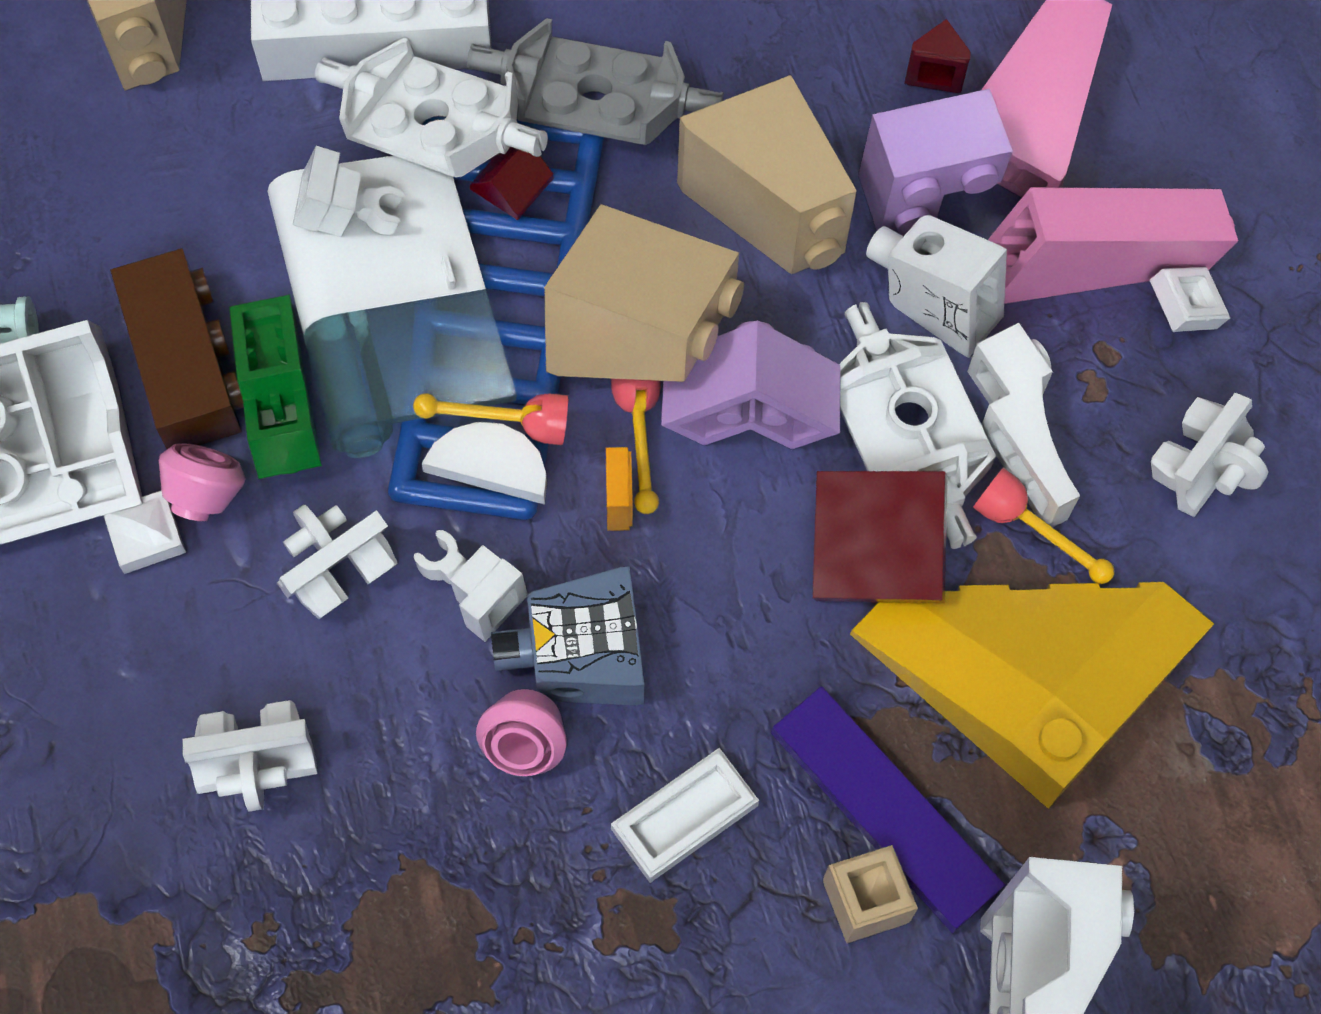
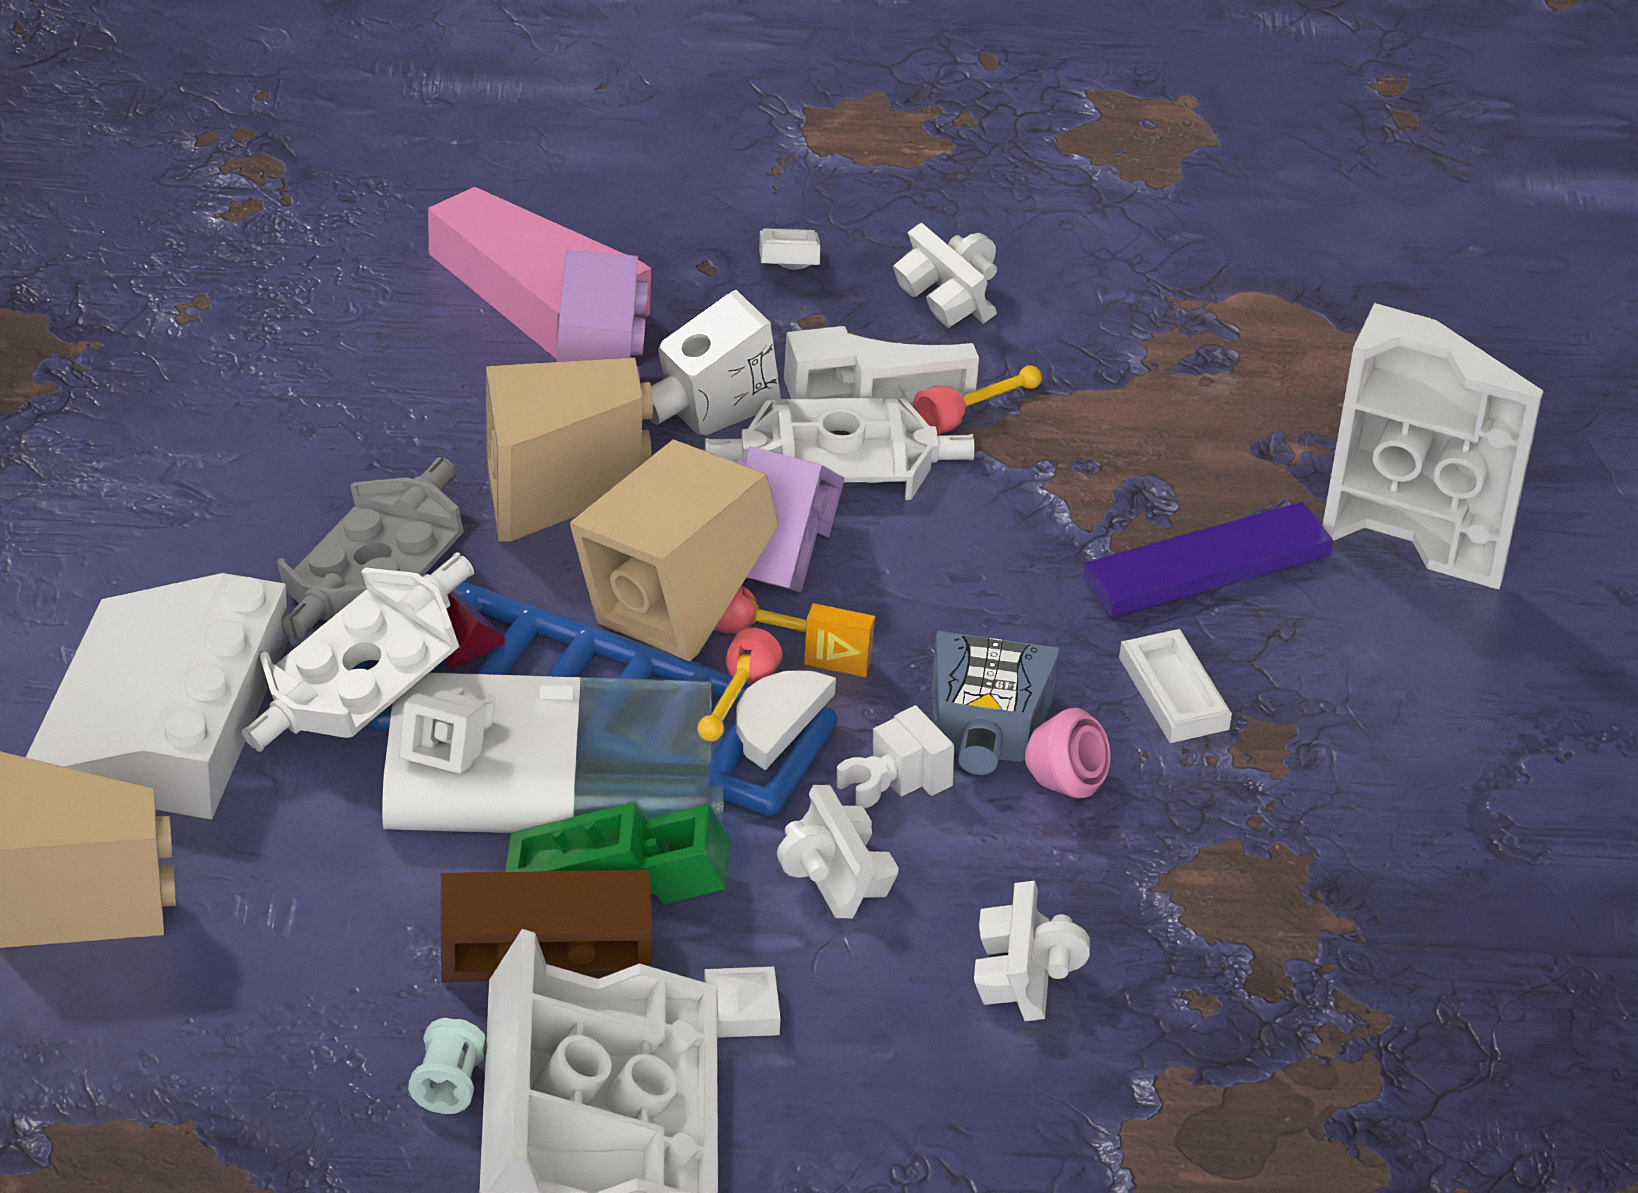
camera: 75 degrees left, 25 degrees down
(198, 480) = (711, 932): bright pink cone -> none
(869, 894) = (1287, 583): tan slope -> none
(880, 536) = (957, 481): dark red tile -> none
(938, 60) = (463, 319): dark red slope -> none
(1037, 670) = (1114, 437): yellow slope -> none
(1108, 237) = (717, 248): bright pink slope -> none

